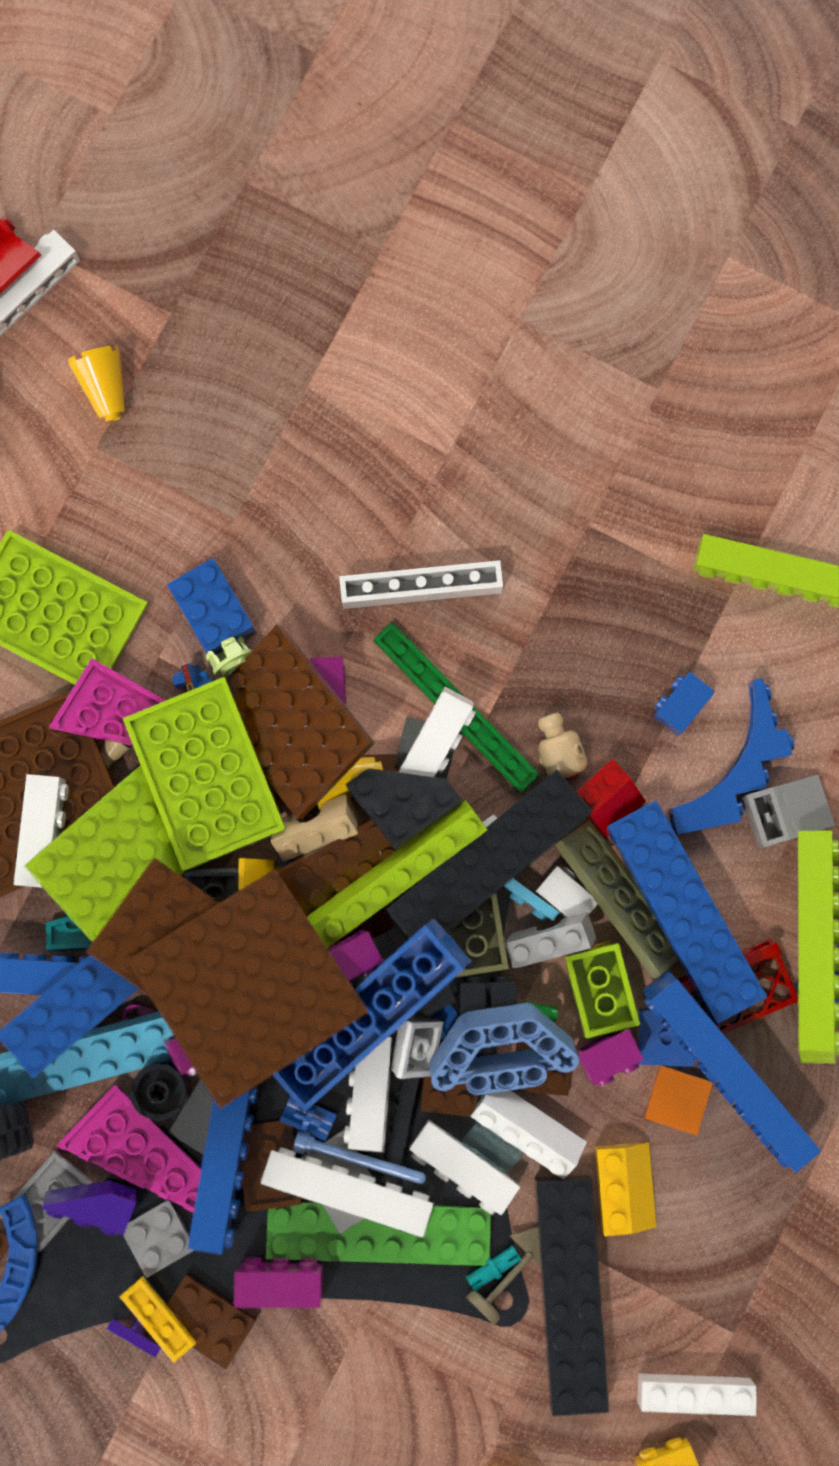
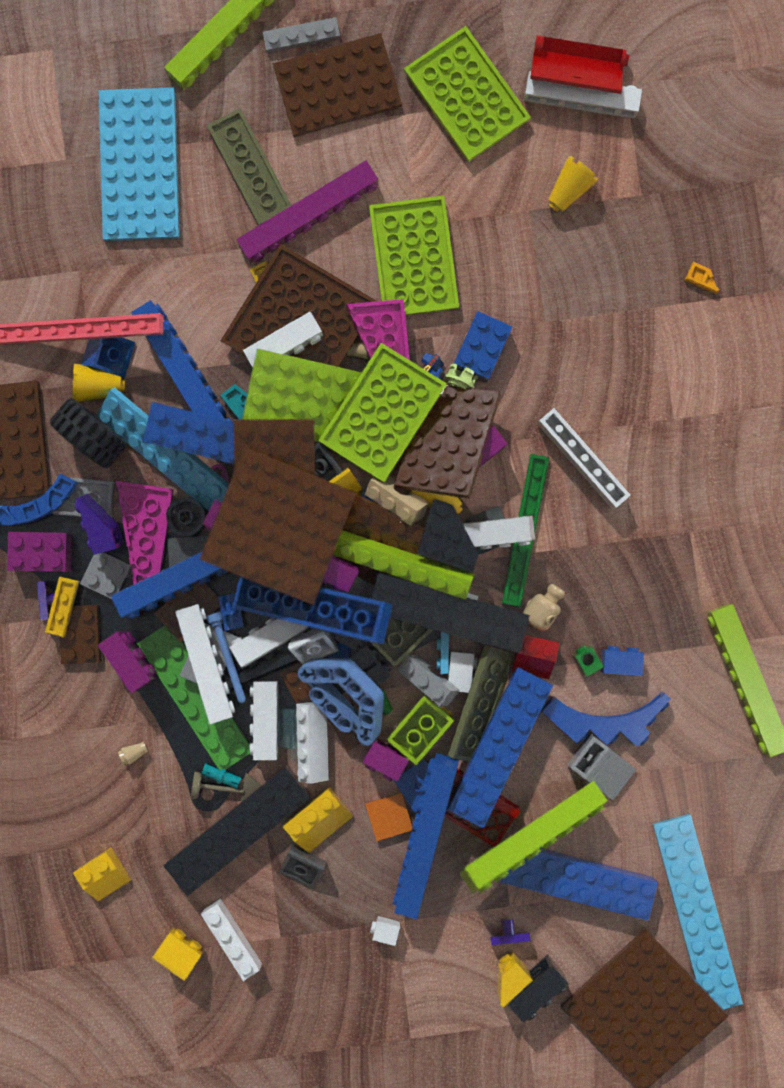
camera: 60 degrees right, 5 degrees up
(73, 1300) = (39, 551): none -> magenta brick
(312, 312) = (701, 277): none -> light orange tile
(392, 1358) = (132, 753): none -> tan cone
(665, 736) = (595, 664): none -> green brick
(667, 1246) = (302, 866): none -> dark grey slope
(809, 1199) = (385, 930): none -> white brick

